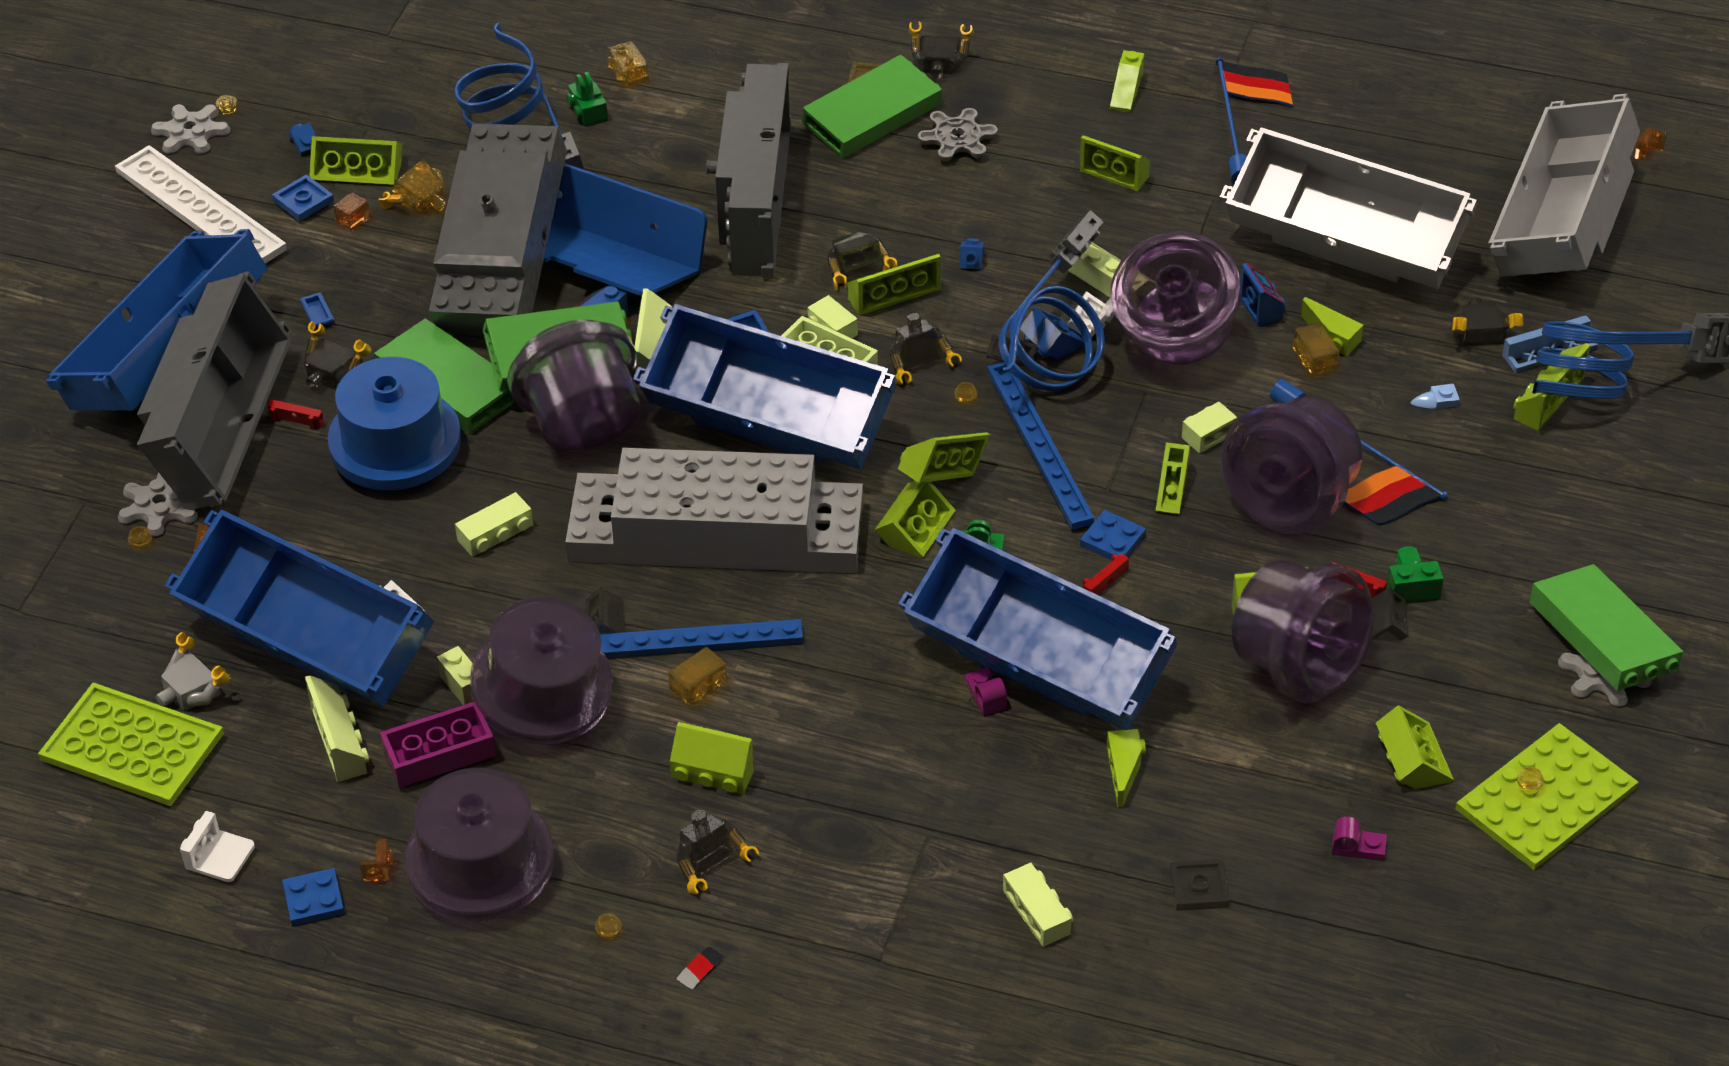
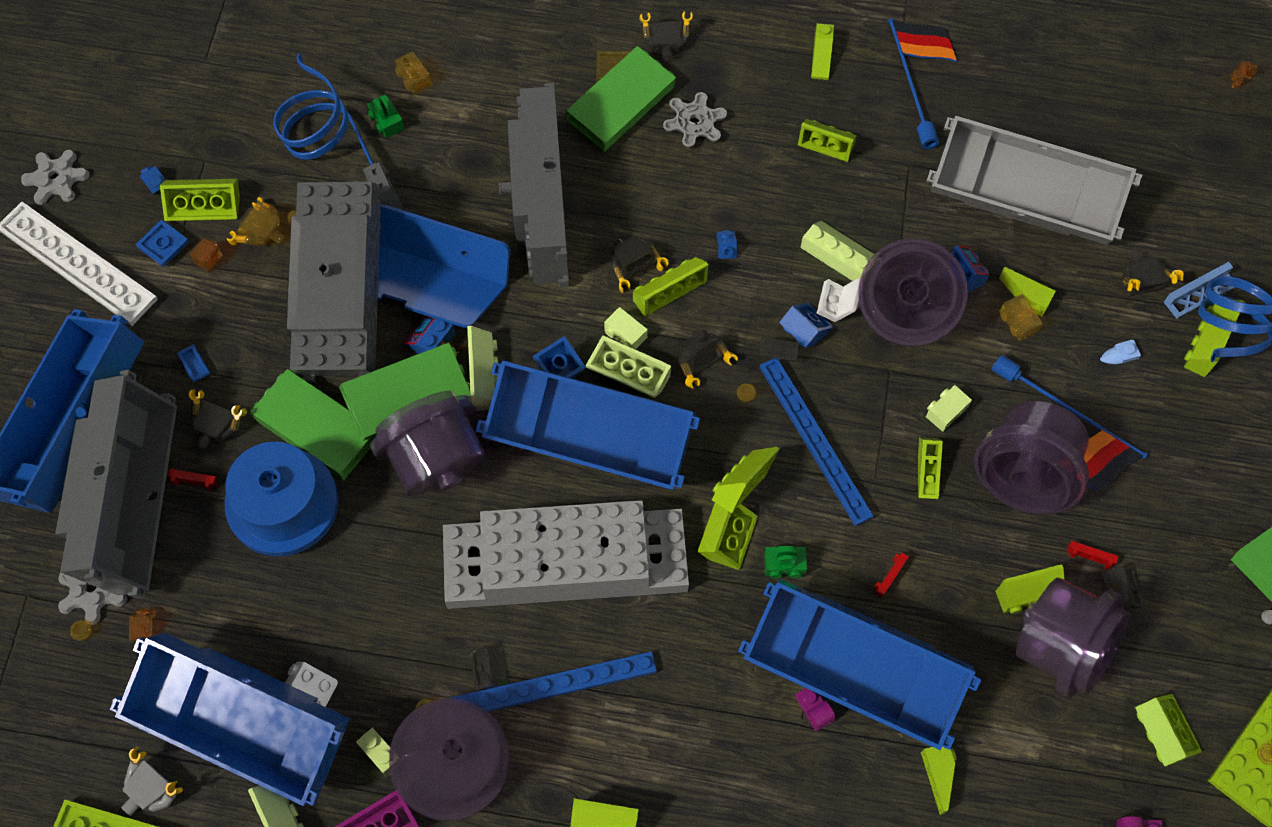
camera: 10 degrees left, 20 degrees up
(226, 104) = (81, 147): clear yellow plate -> none
(494, 524) = (380, 582): yellowish green brick -> none
(697, 676) = (578, 728): clear yellow brick -> none
(1062, 259) = (812, 248): blue piece -> none
(1112, 536) = (889, 530): blue plate -> none
(1414, 578) = (1138, 549): green brick -> none
(1571, 188) = (1199, 140): light grey piece -> none

